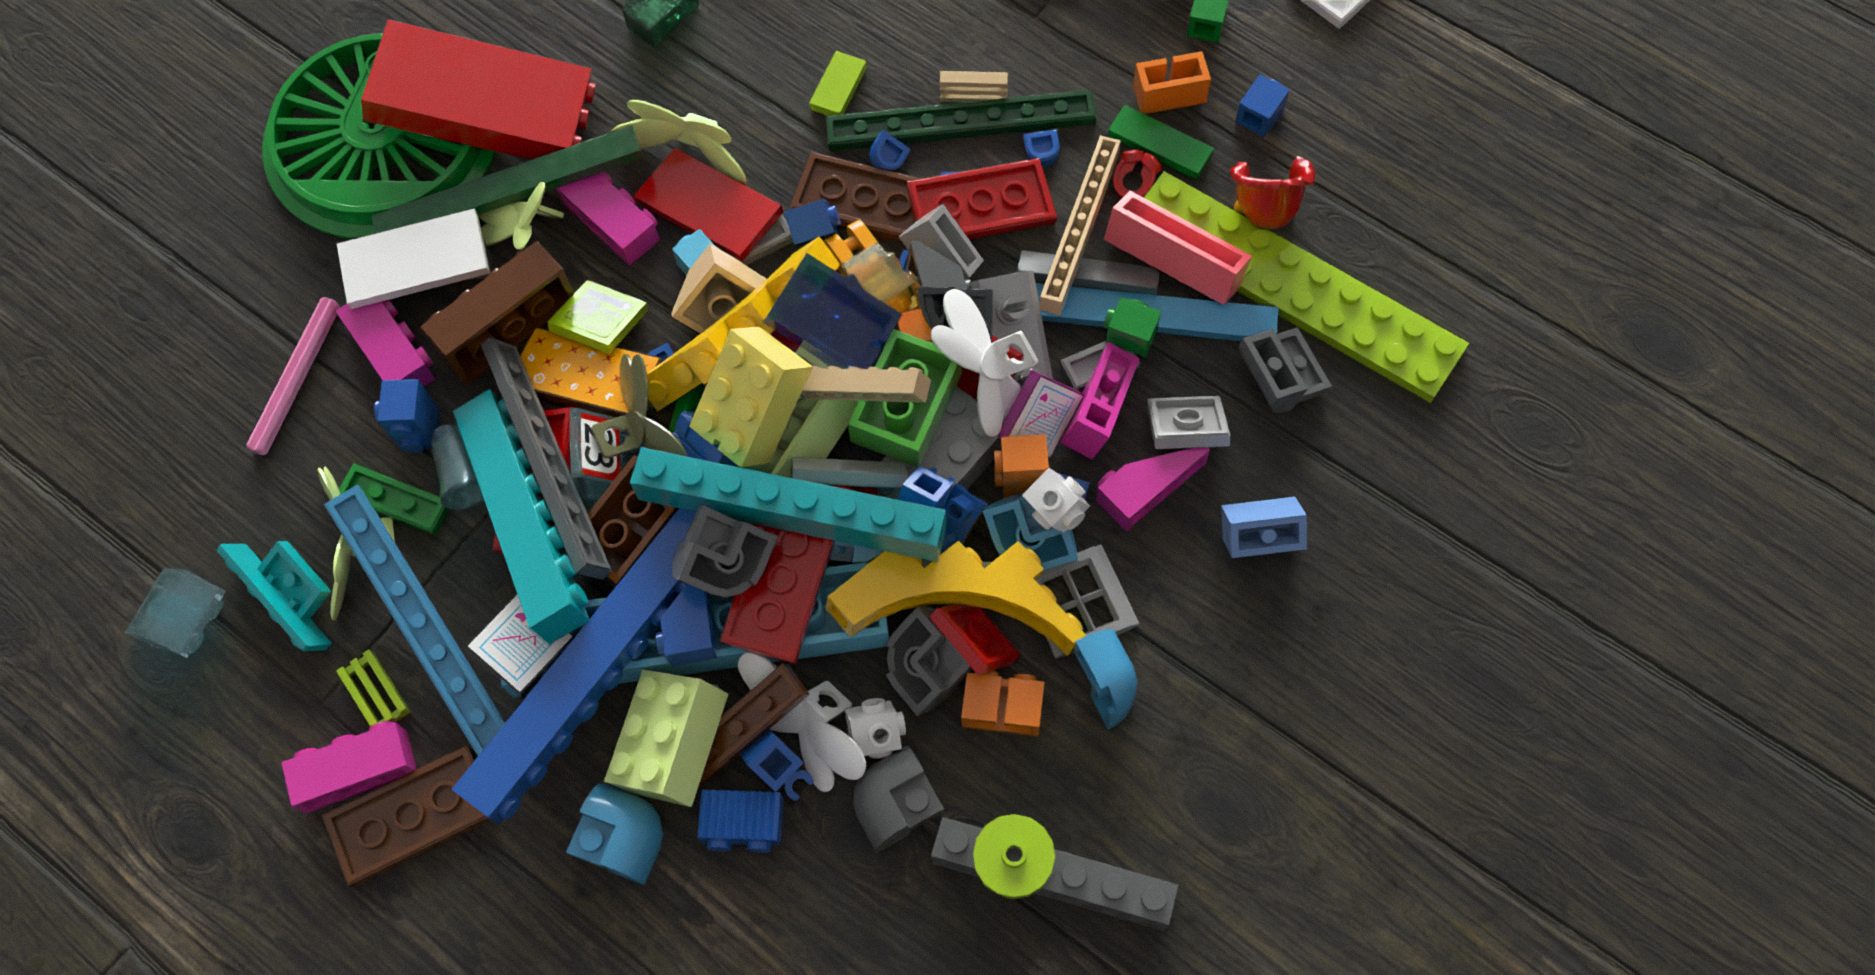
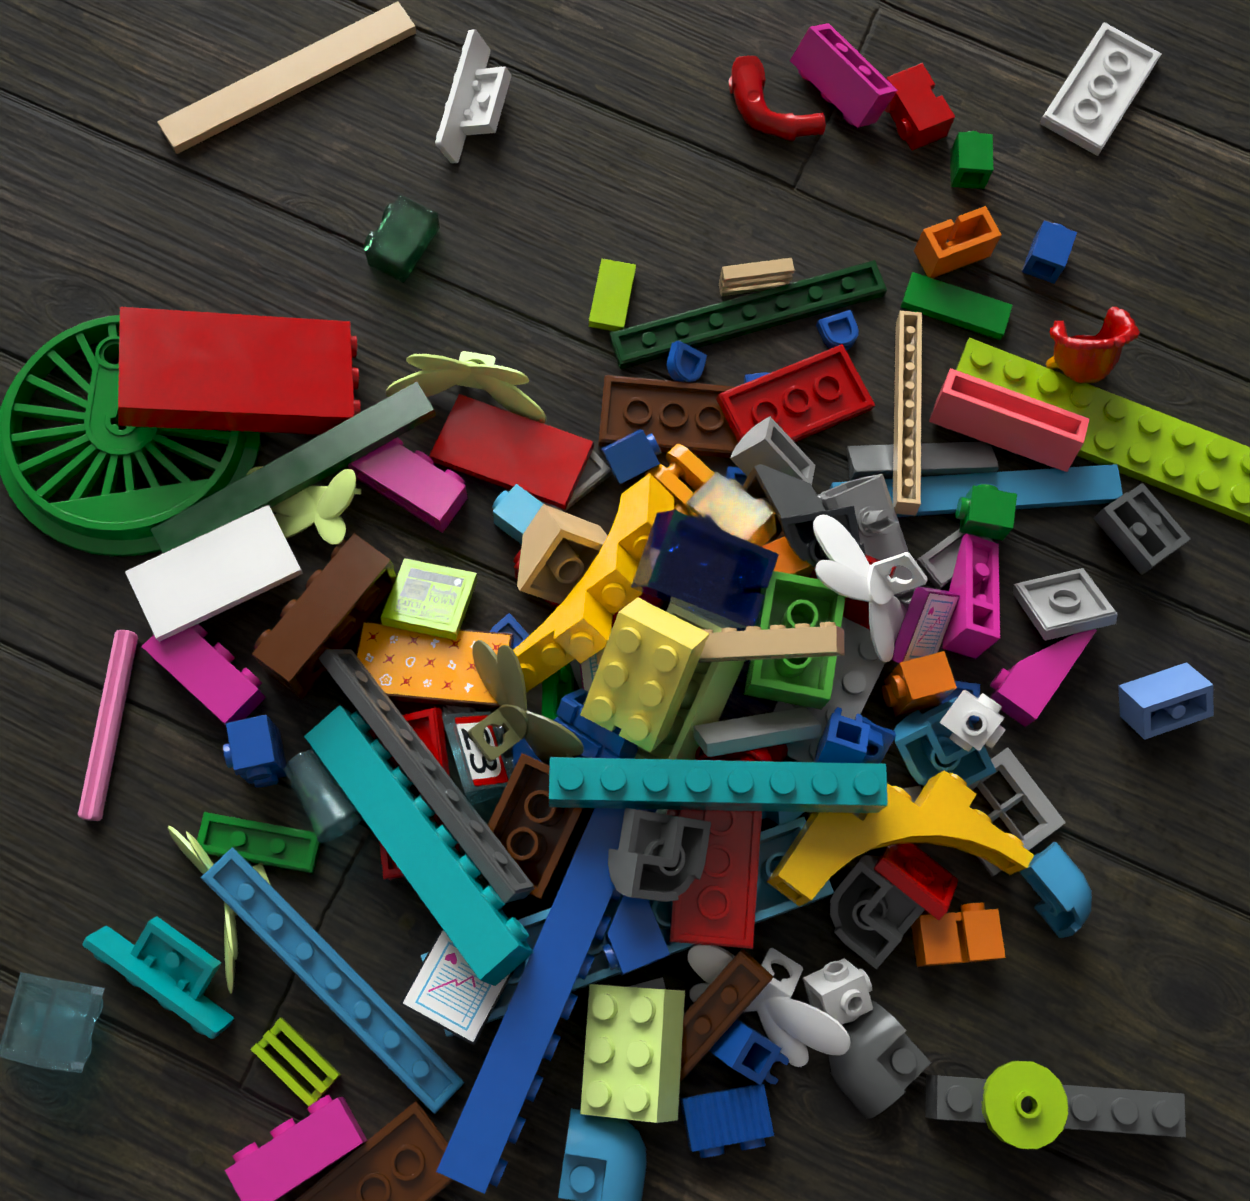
camera: 25 degrees left, 5 degrees up
(1126, 165) = (954, 342): red piece -> none

